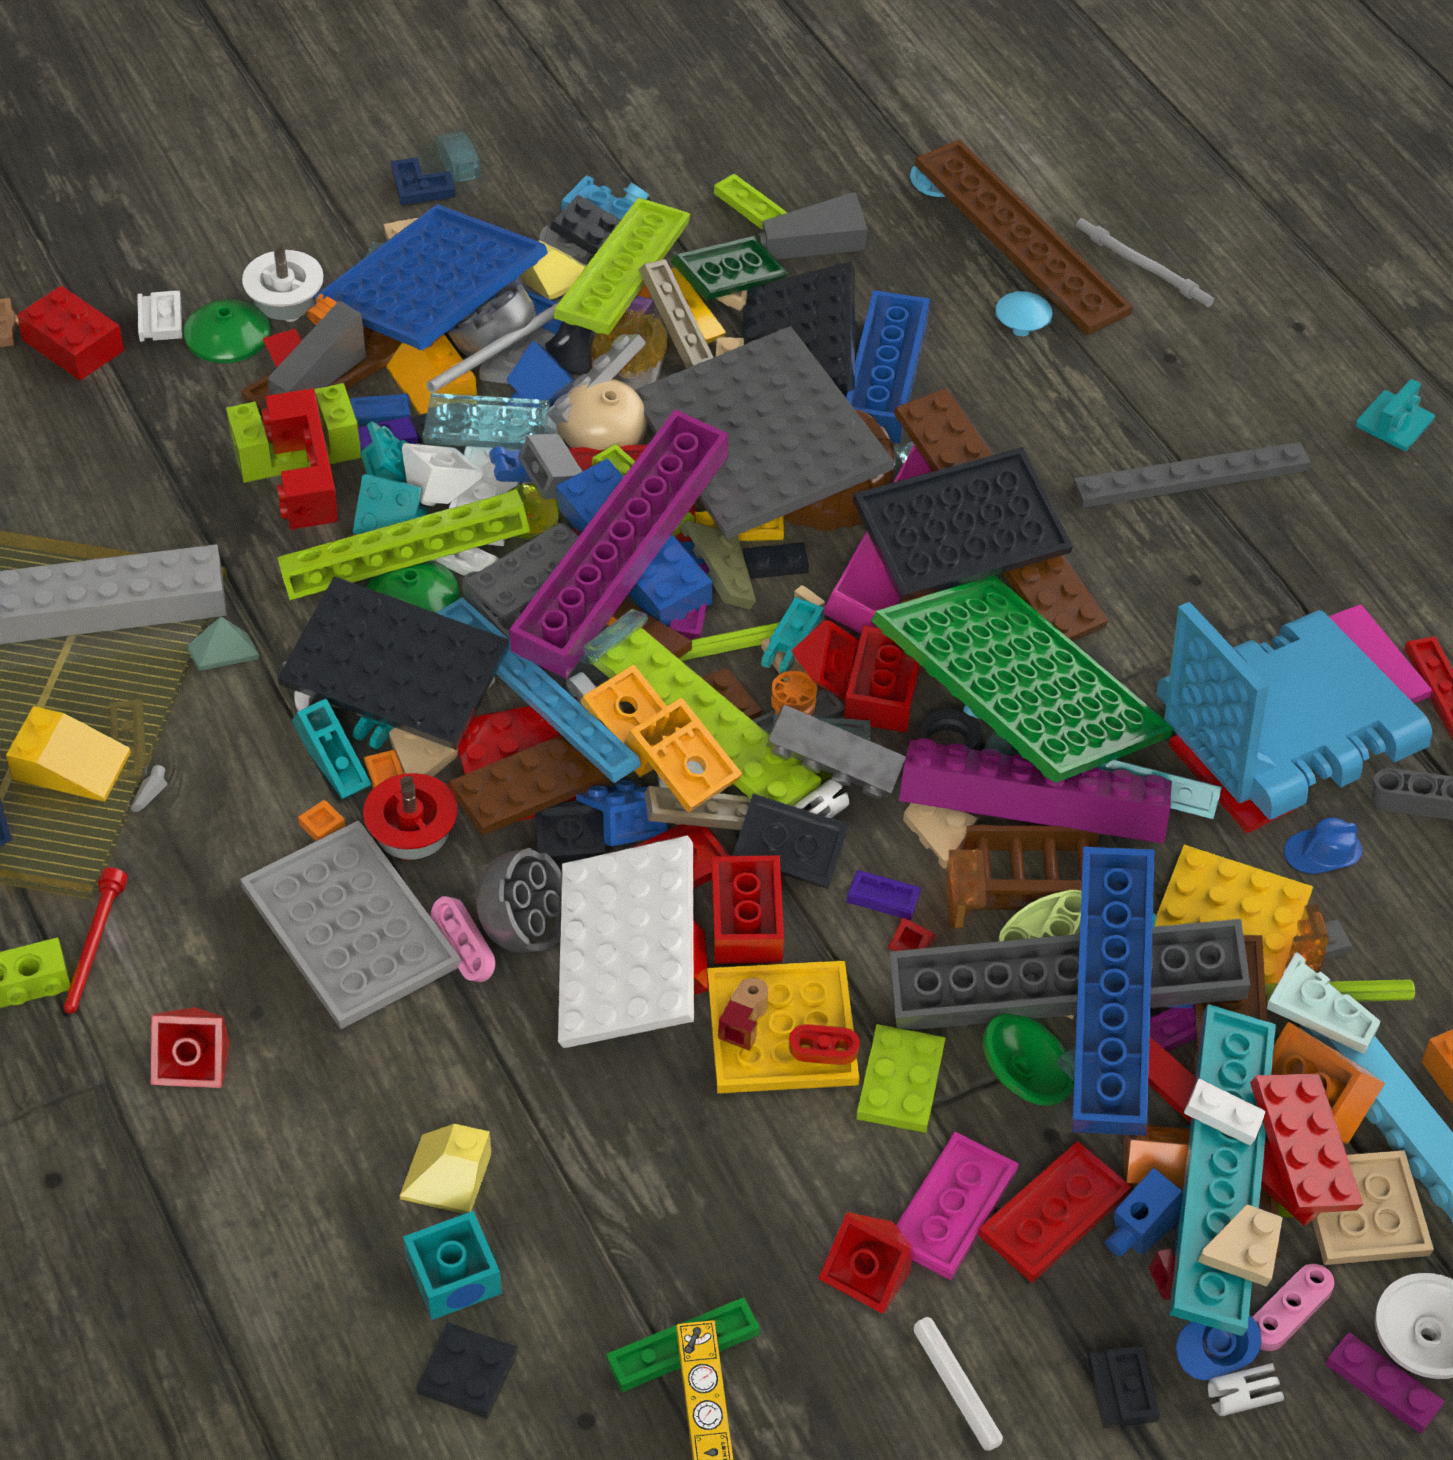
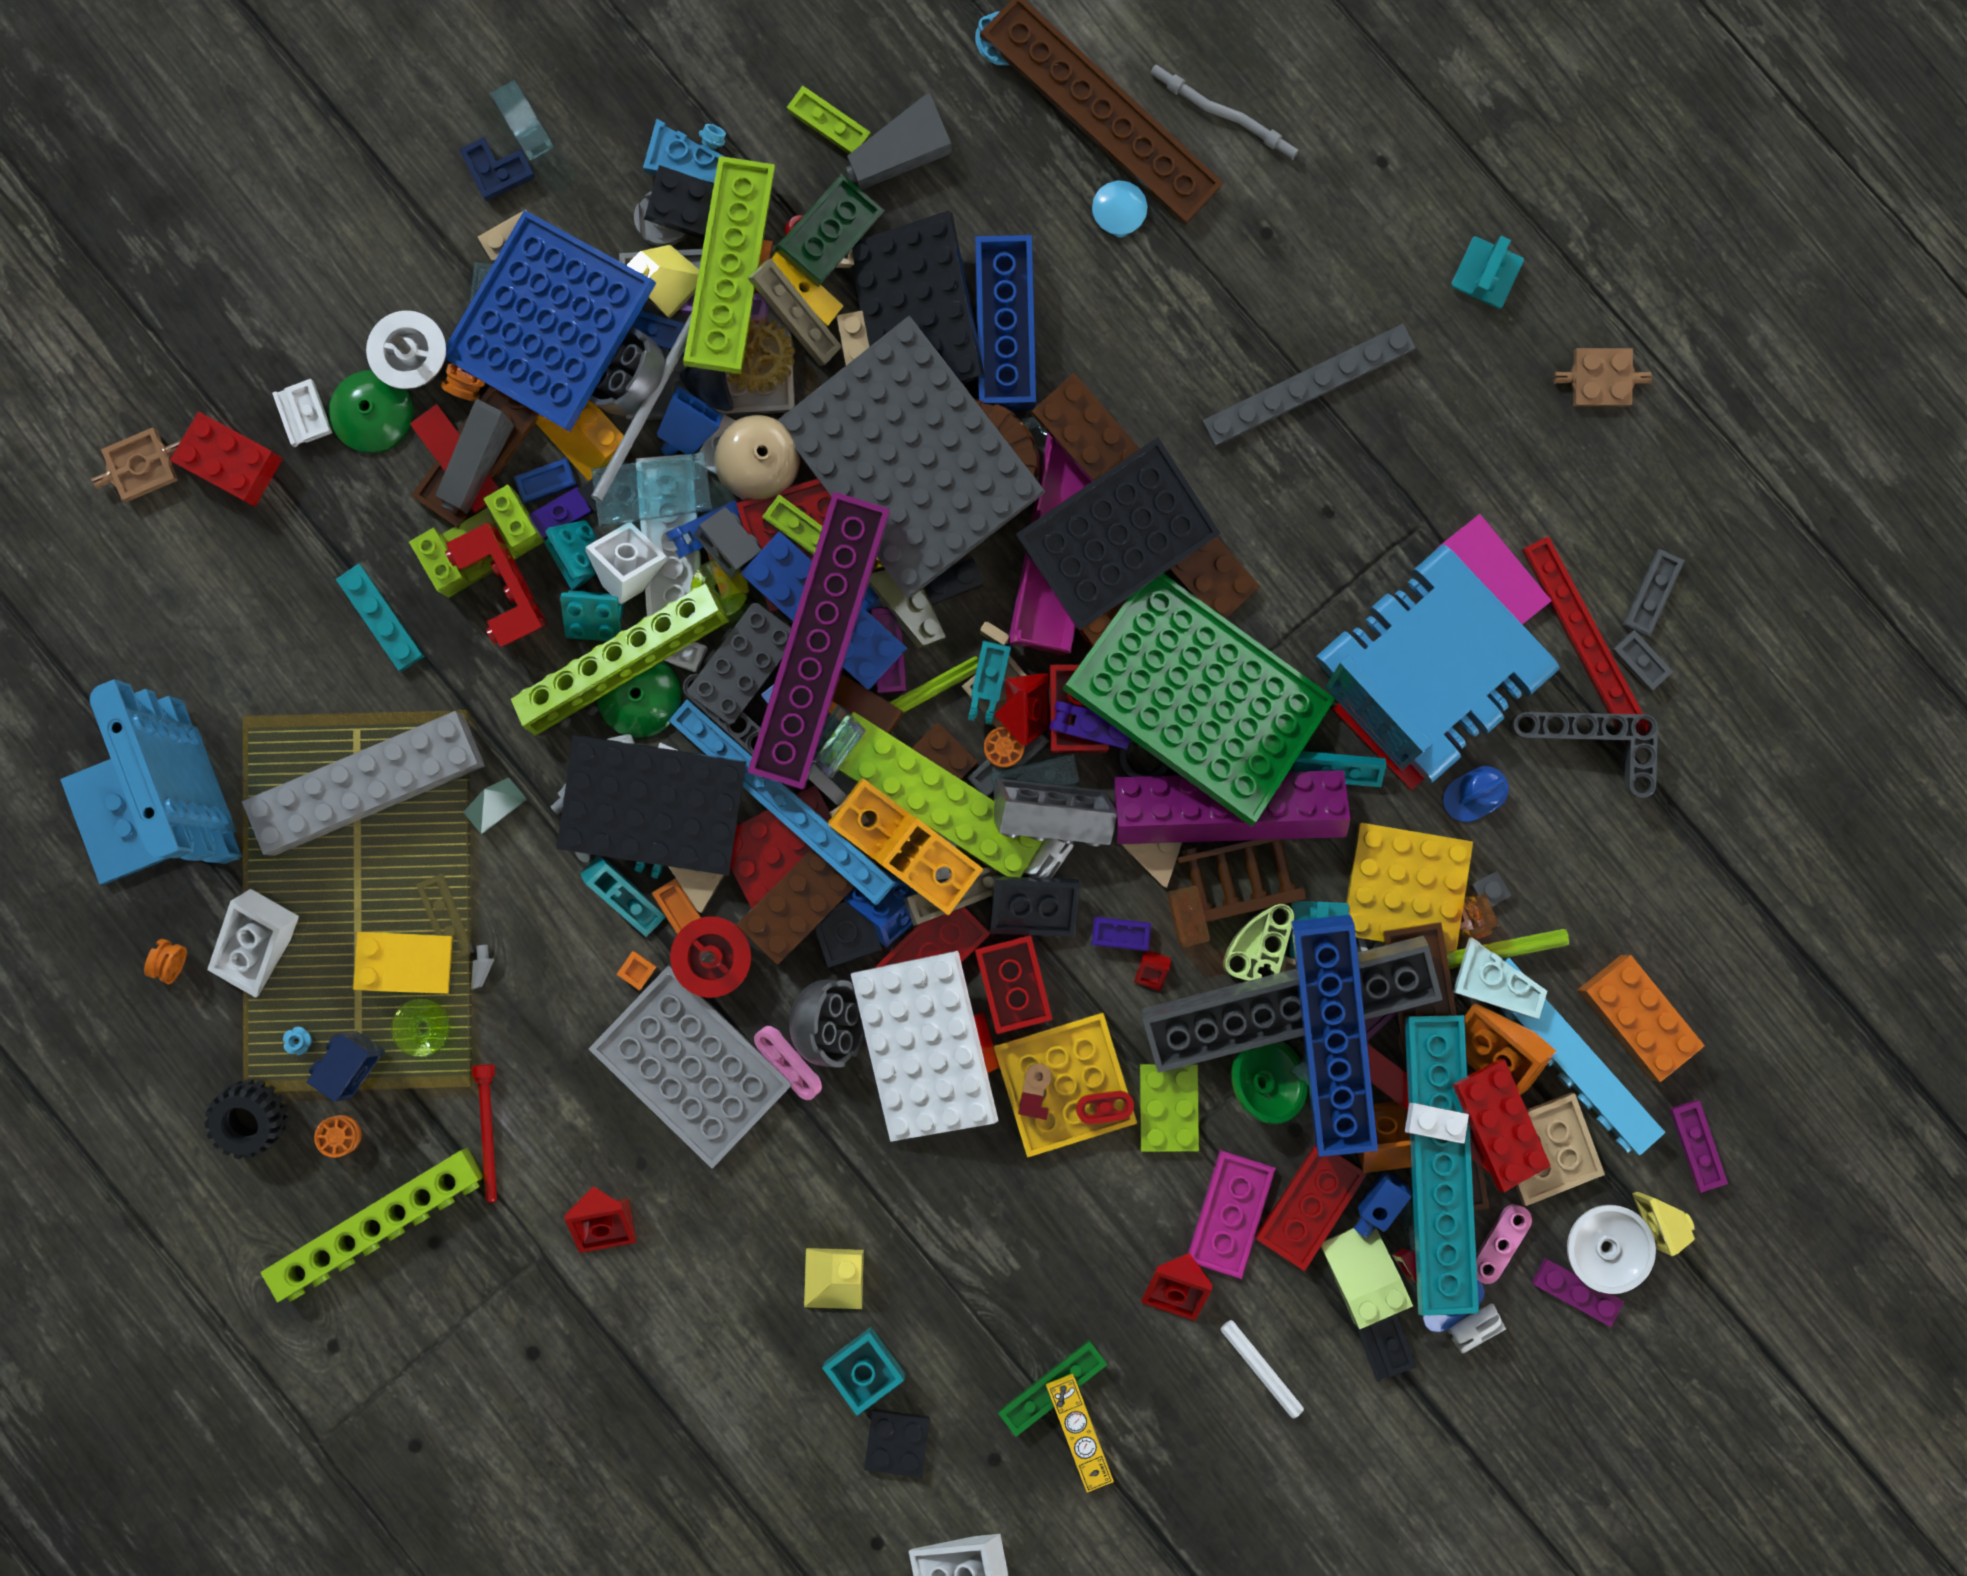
camera: 10 degrees left, 35 degrees up
(61, 806) = (406, 1027): none -> clear neon green dish
(168, 482) = (380, 617): none -> teal plate
(604, 370) = (745, 417): light grey plate -> none
(896, 679) = (1087, 726): none -> dark purple plate
(1112, 1302) = (1365, 1277): none -> yellowish green slope
(1246, 1246) = (1469, 1242): tan wing -> none

